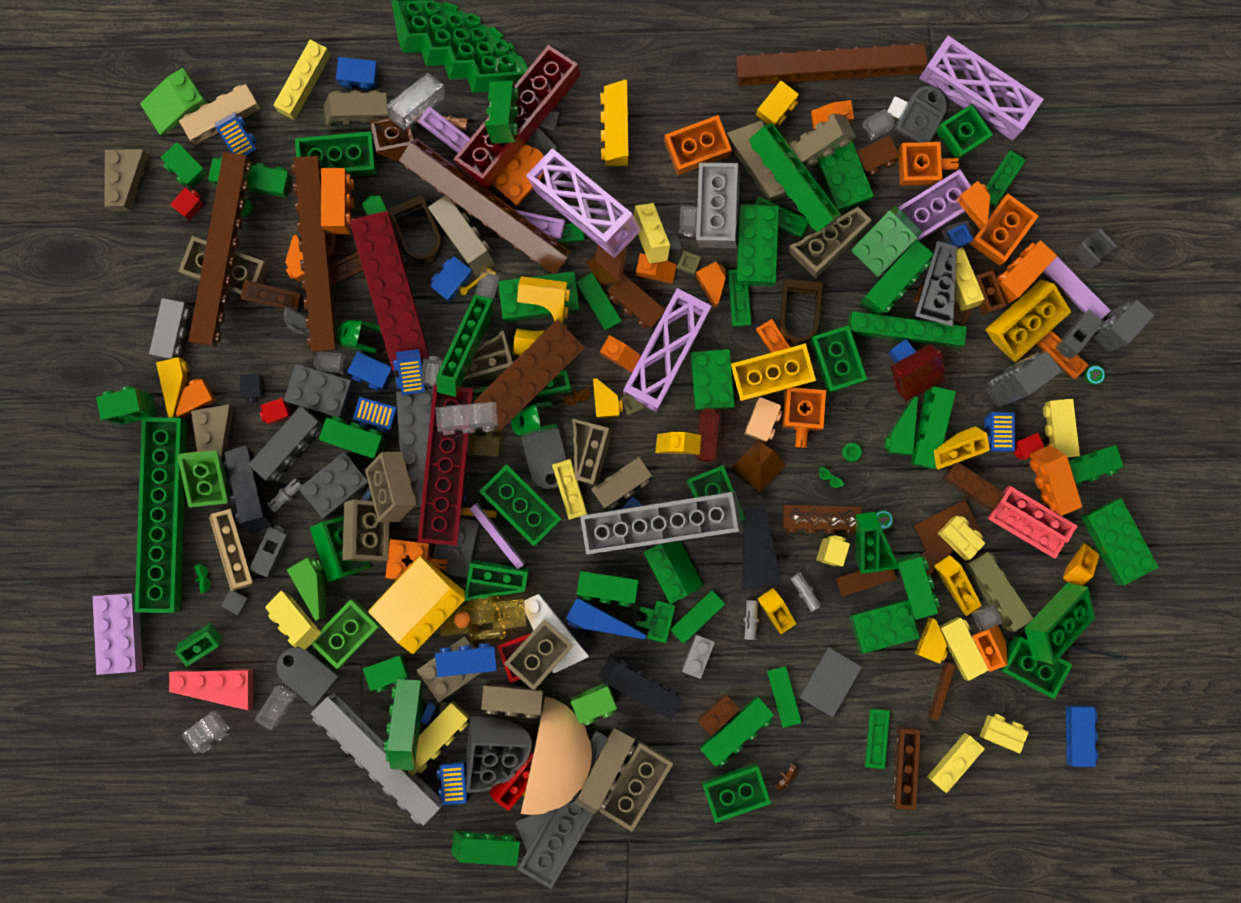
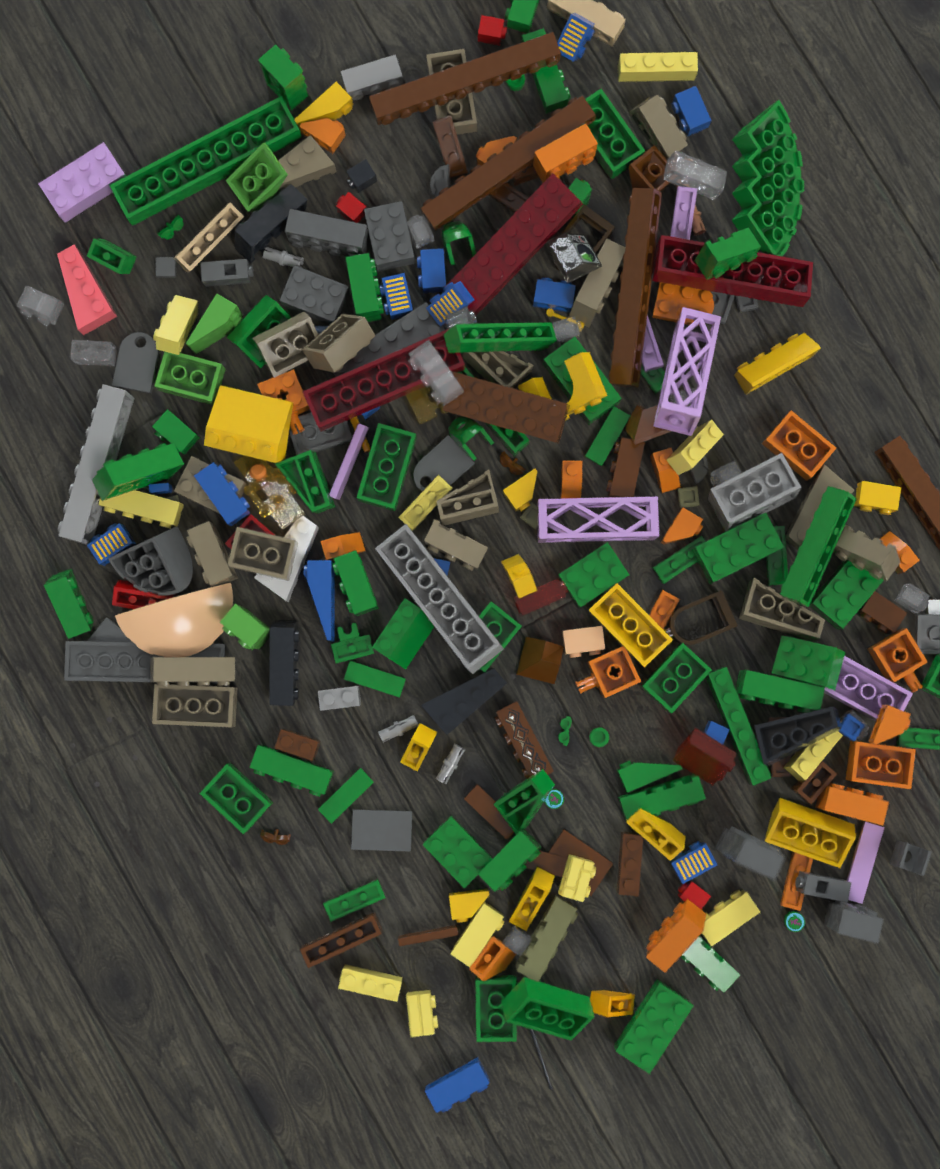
camera: 65 degrees right, 0 degrees up
(428, 243) = (573, 255): none -> clear smoke slope
(567, 581) = (342, 545): none -> orange slope
(833, 550) = (499, 766): light yellow brick -> none
(1032, 522) = (626, 935): coral brick -> none

